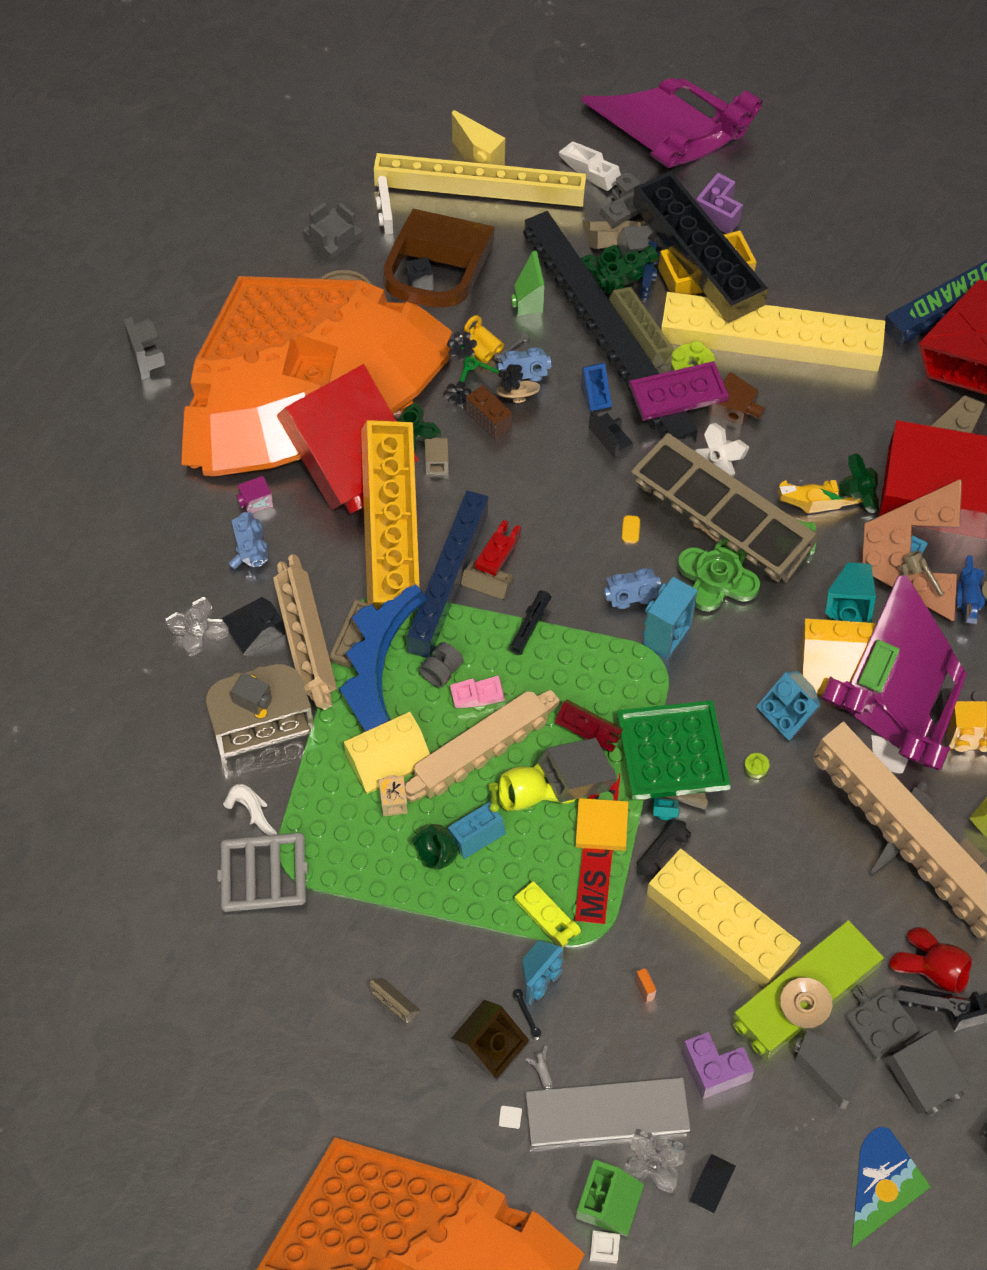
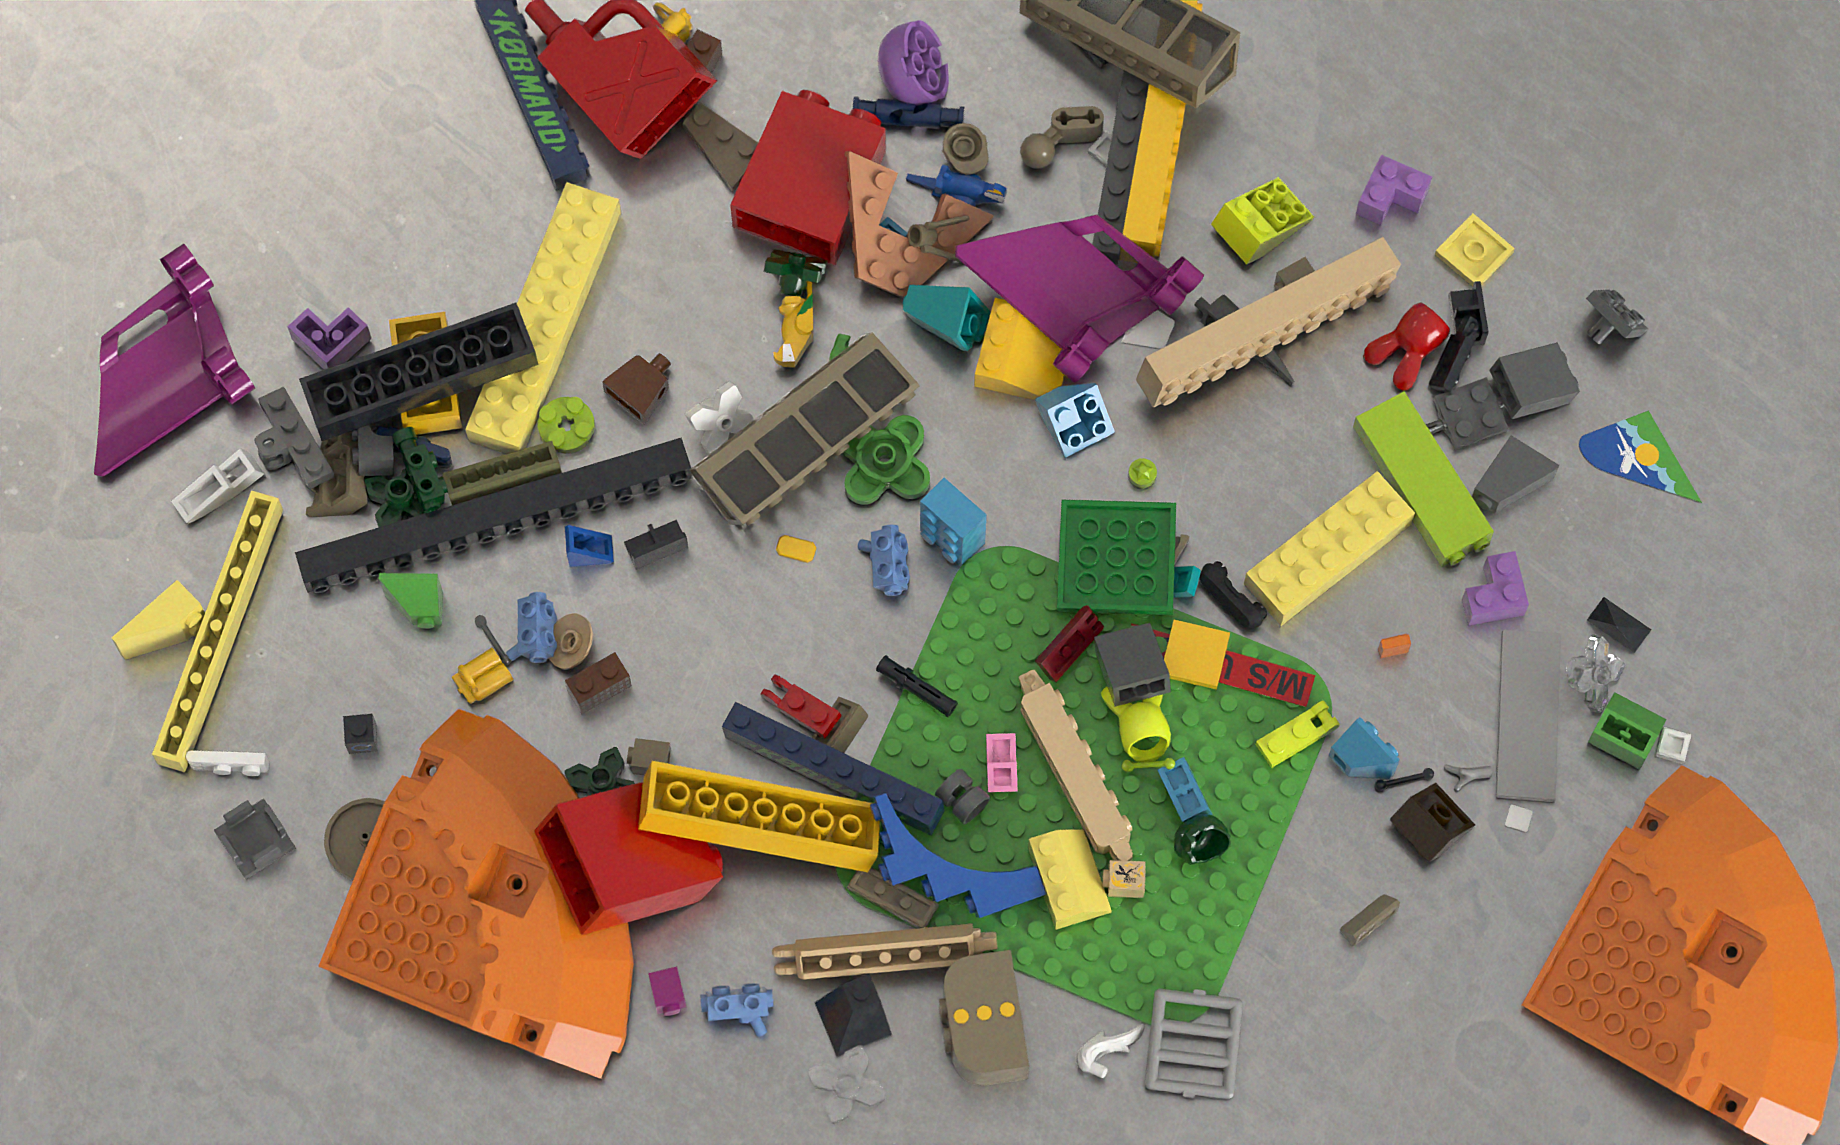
camera: 80 degrees left, 10 degrees up
(139, 334) = (408, 1104): dark grey panel -> none
(251, 694) = (989, 1012): dark grey brick -> none
(443, 241) = (316, 689): reddish brown window -> none
(463, 347) = (527, 686): black plant -> none
(678, 390) = (622, 447): magenta tile -> none
(810, 992) = (1453, 468): tan dish -> none
(879, 666) = (1052, 308): bright green tile -> none

